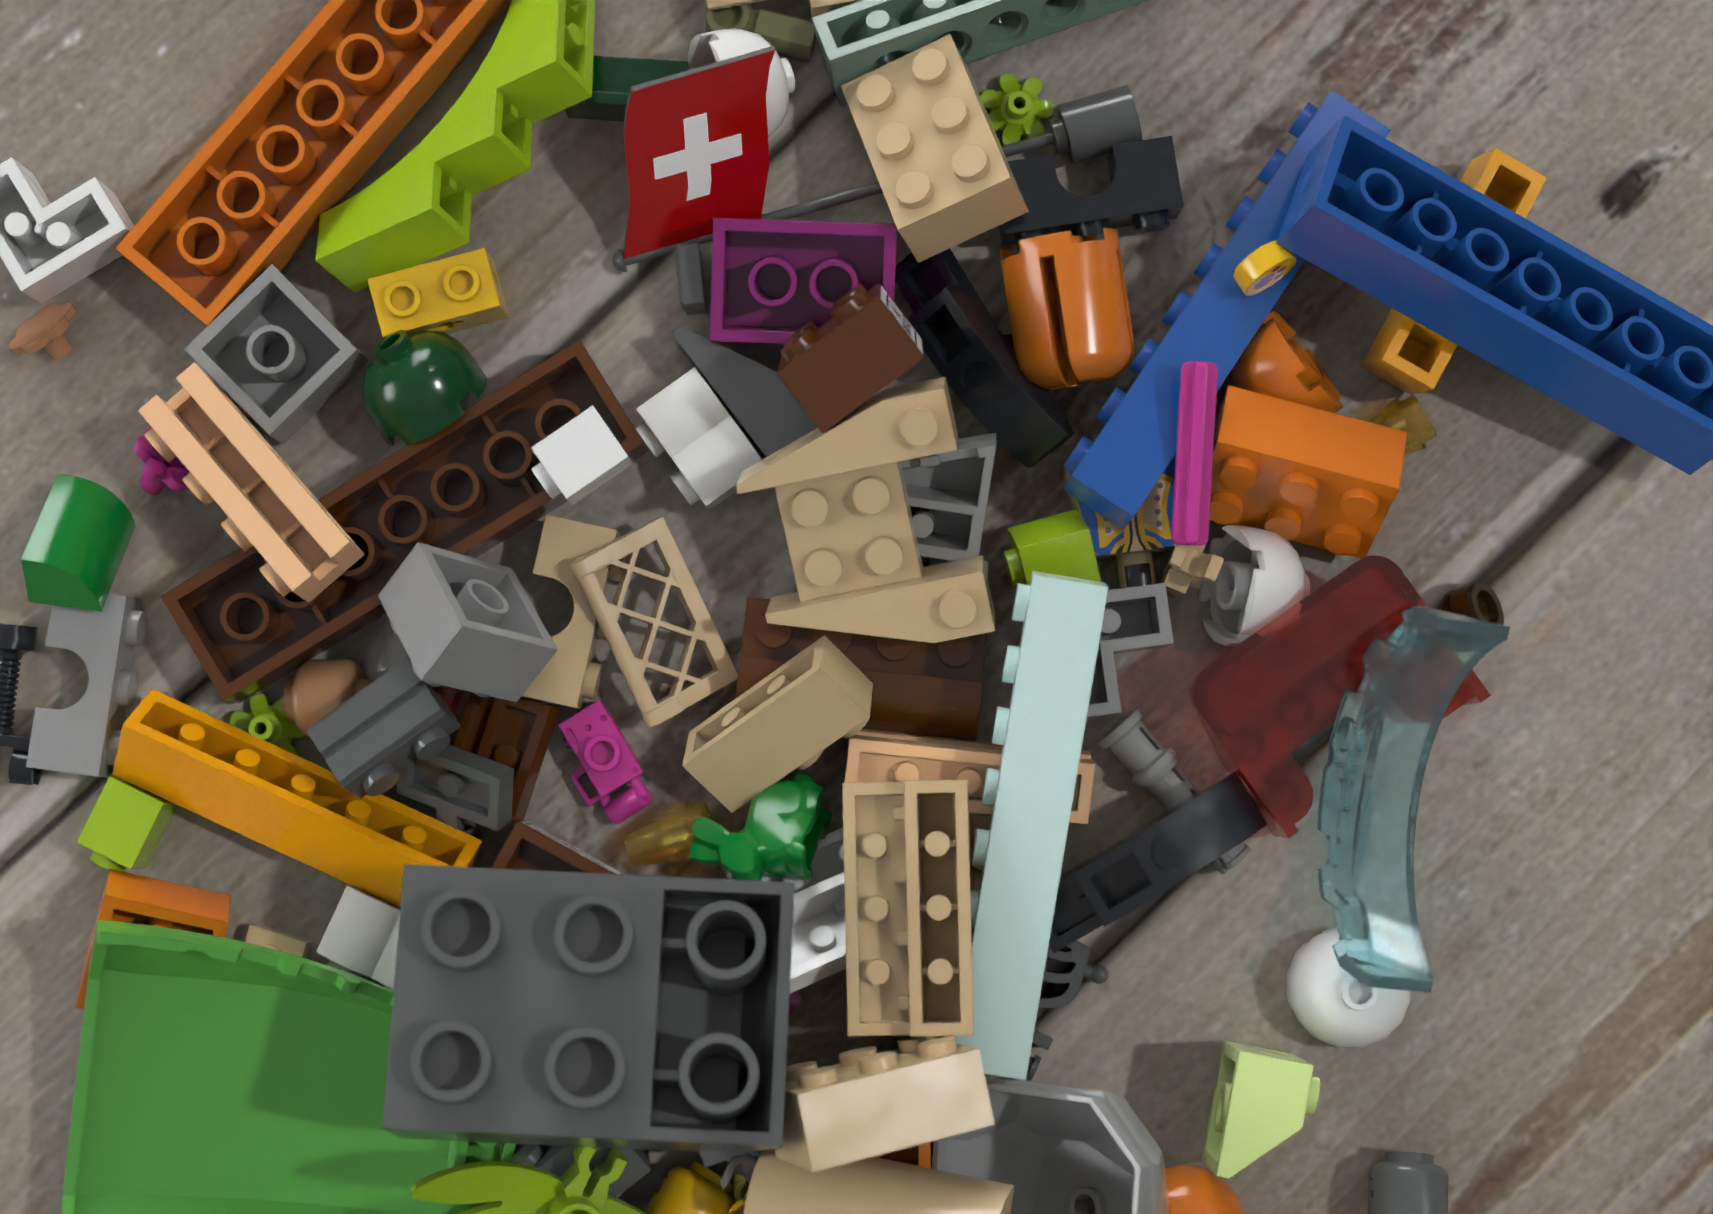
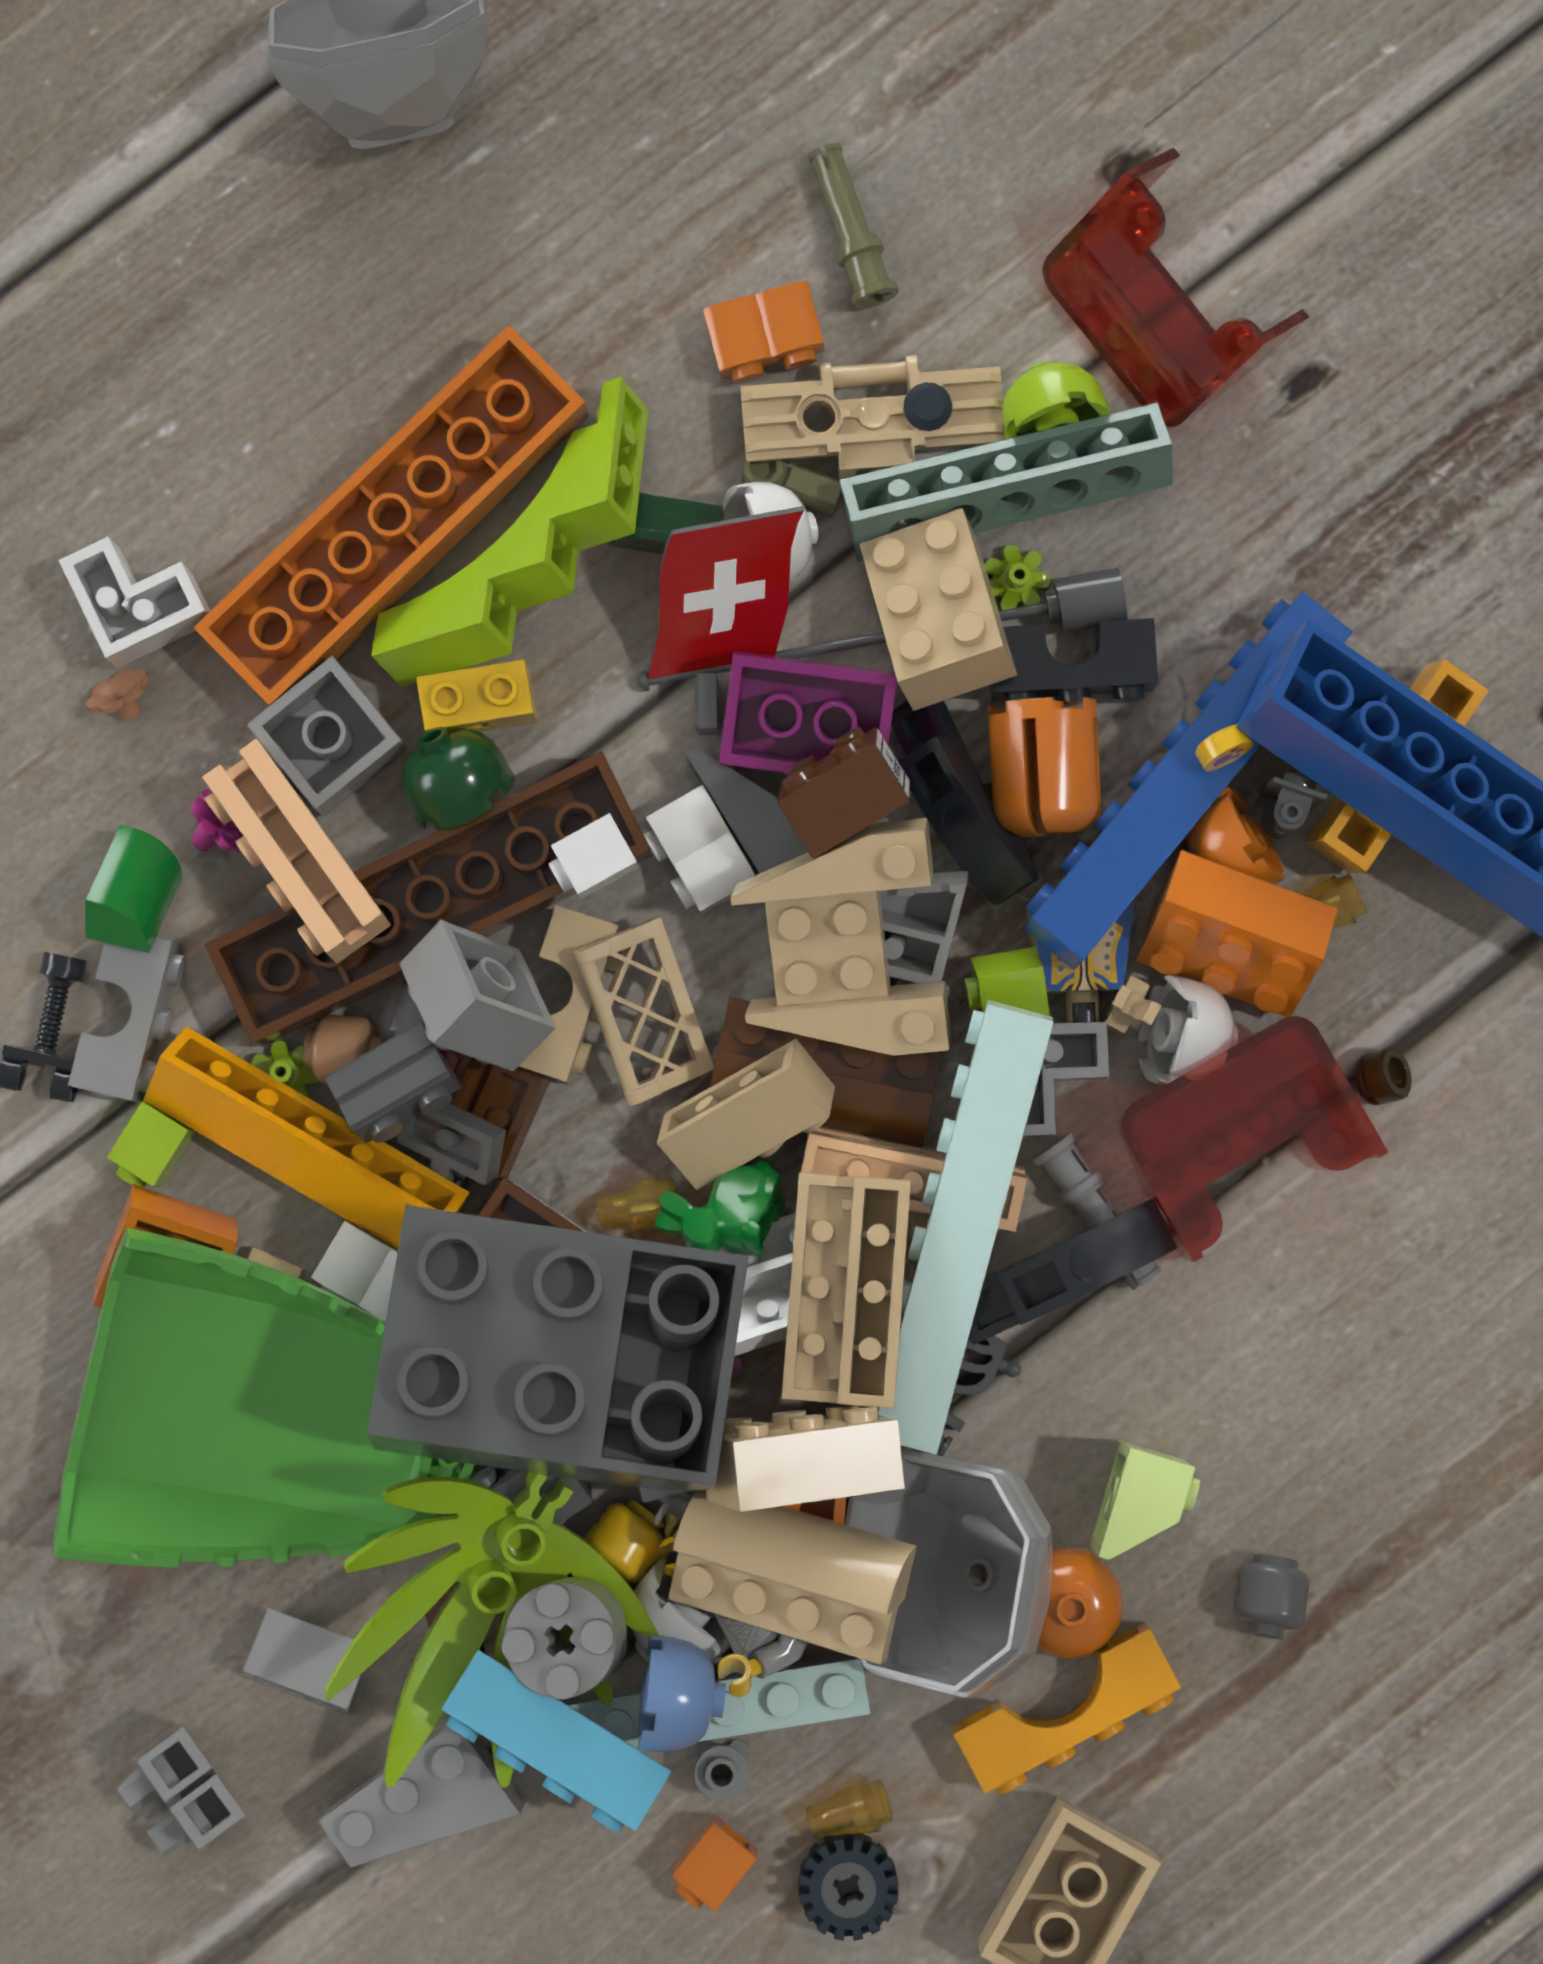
camera: 10 degrees right, 0 degrees up
(607, 762) = (588, 1133): dark pink piece -> none
(1194, 453) = (1143, 909): dark pink axle -> none
(1336, 1004) = (1236, 1403): white cylinder -> none
(1339, 324) = (1288, 804): none -> dark grey hinge
(1376, 785) = (1279, 1224): clear light blue windscreen -> none

